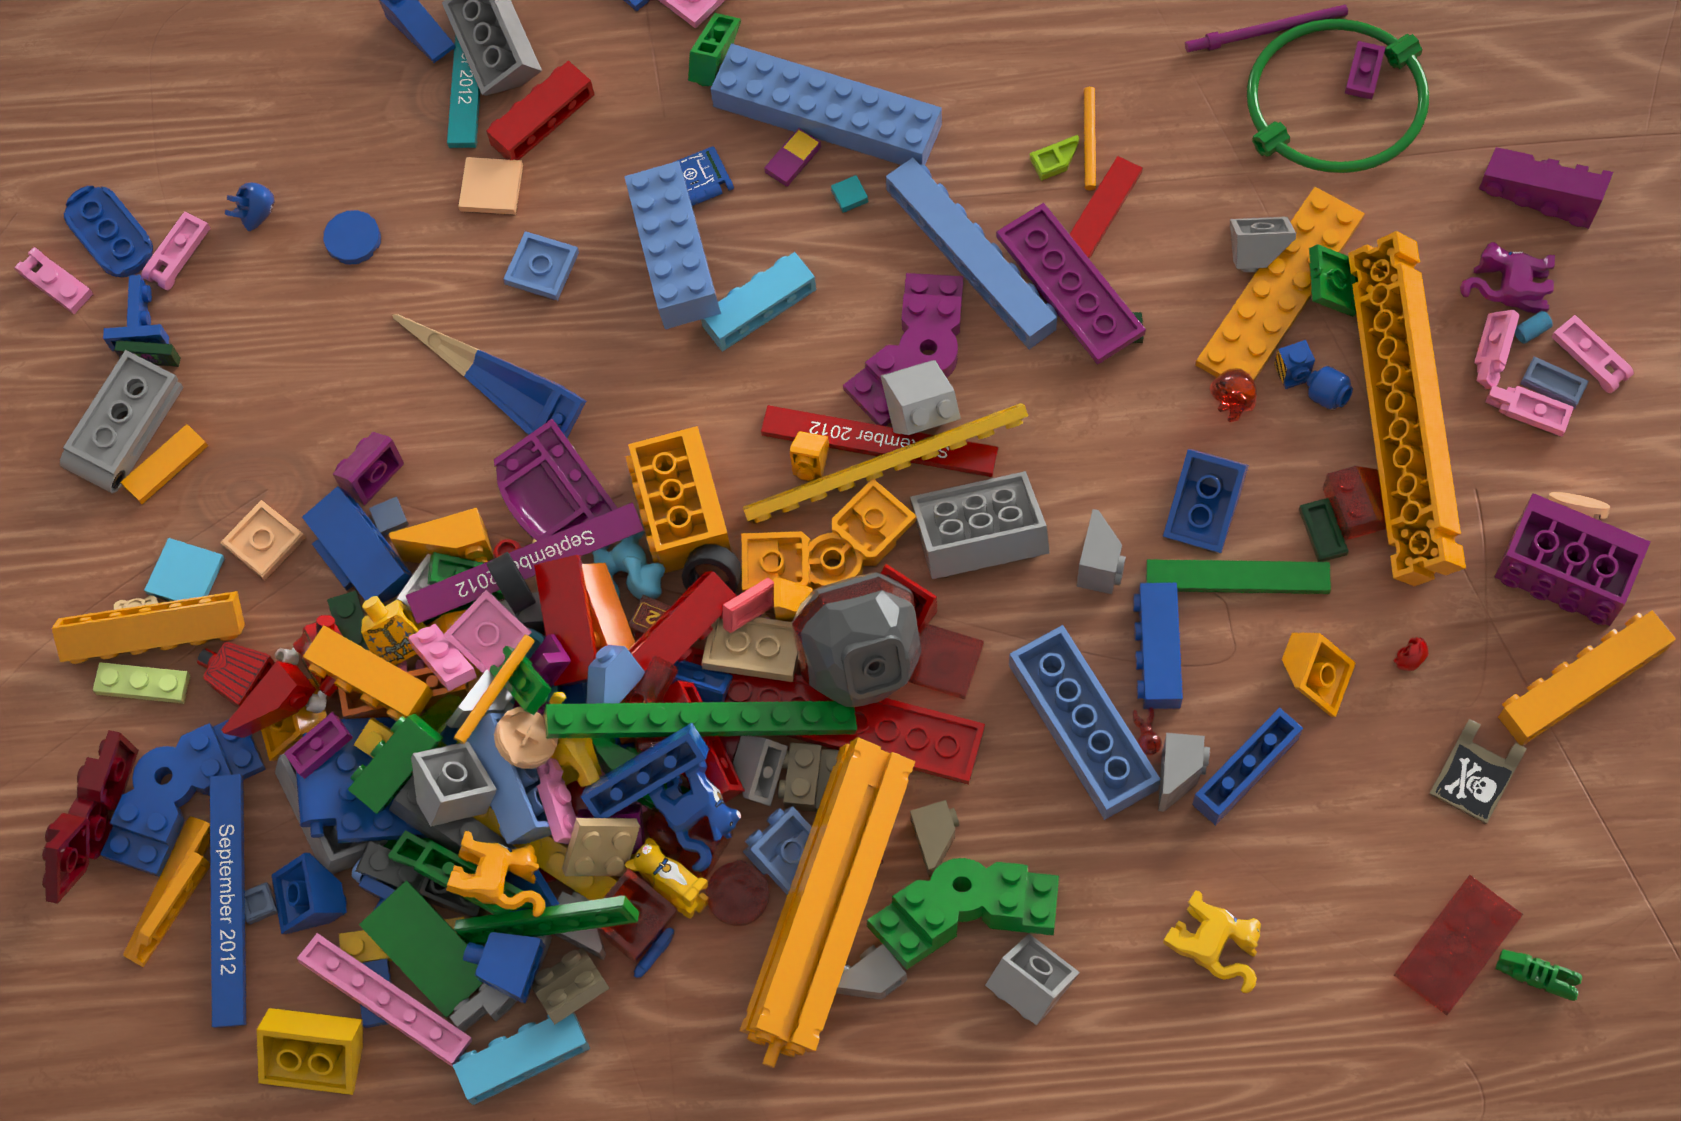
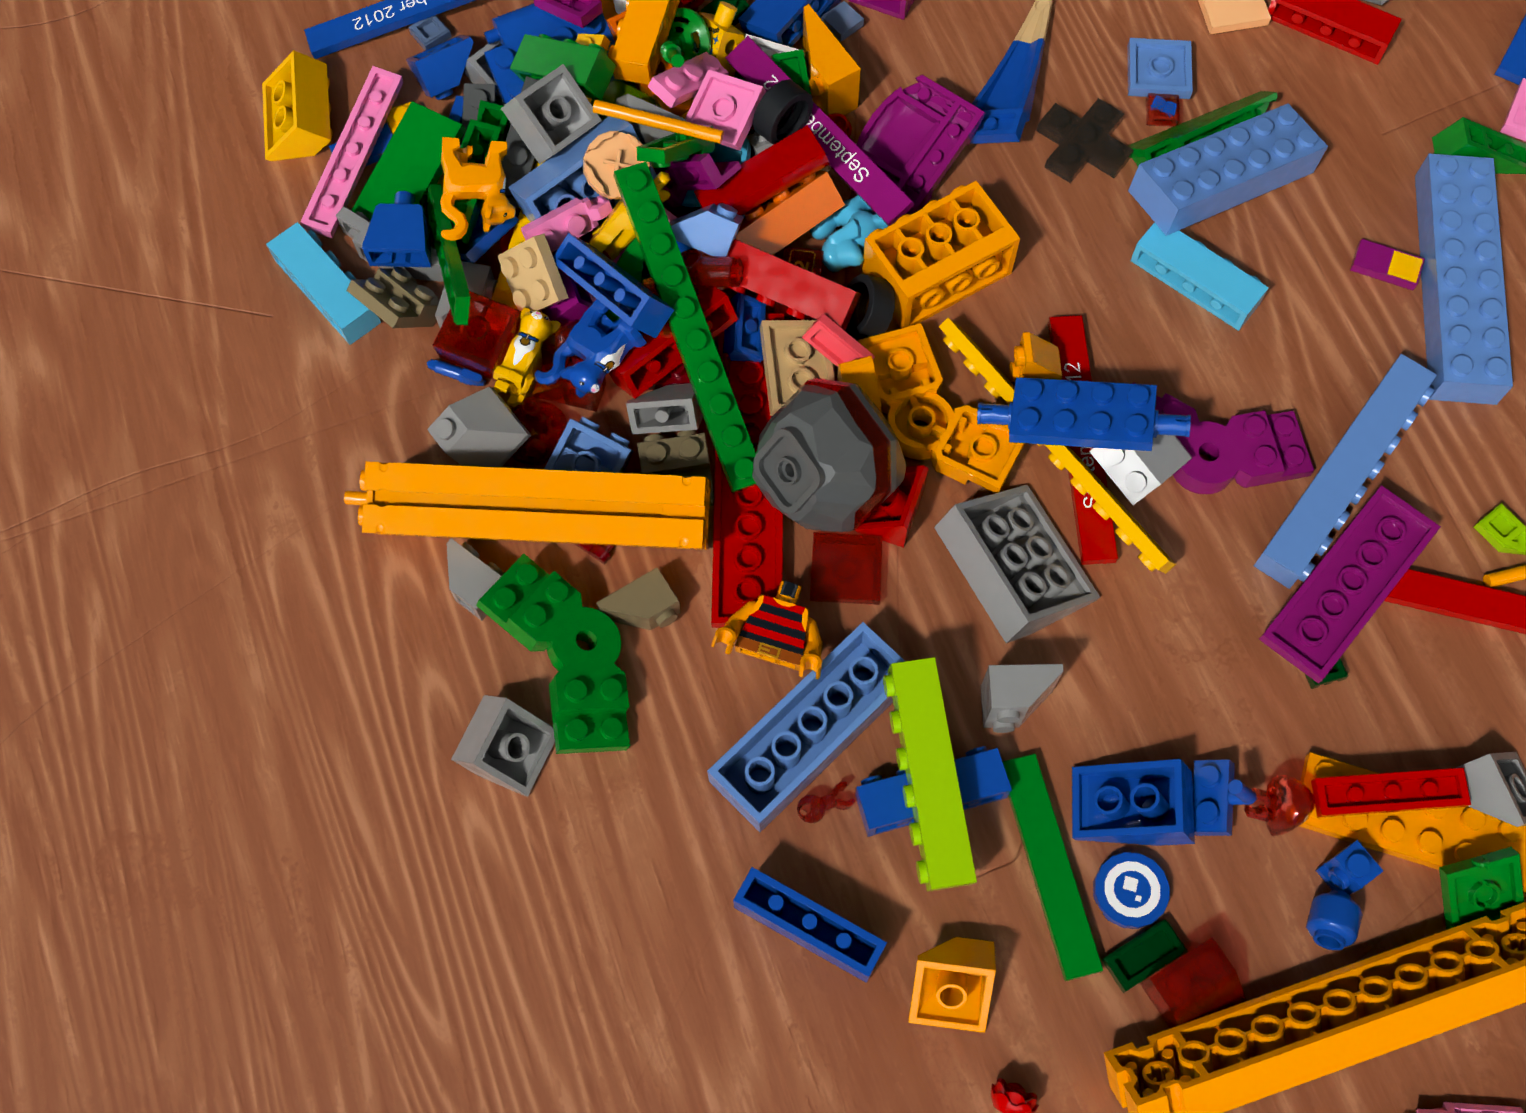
camera: 70 degrees right, 0 degrees up
(405, 657) = (684, 39): none -> green dish
(582, 277) = (1162, 110): none -> clear red tile
(591, 350) = (1084, 140): none -> clear smoke plate
(620, 256) = (1201, 126): none -> green wedge
(704, 175) = (1328, 186): blue piece -> none
(732, 935) = (479, 430): none -> light grey slope
(849, 194) = (1367, 331): teal tile -> none
(880, 428) = (1084, 414): none -> blue plate
(998, 725) = (775, 631): none -> torso
(1154, 636) = (930, 775): none -> lime brick
(1181, 765) = (782, 844): light grey slope -> none
(1212, 935) = (592, 930): yellow animal -> none
(1215, 438) = (1215, 795): none -> blue plate
(1246, 314) = (1390, 792): none -> red plate
(1271, 523) = (1131, 890): none -> blue tile

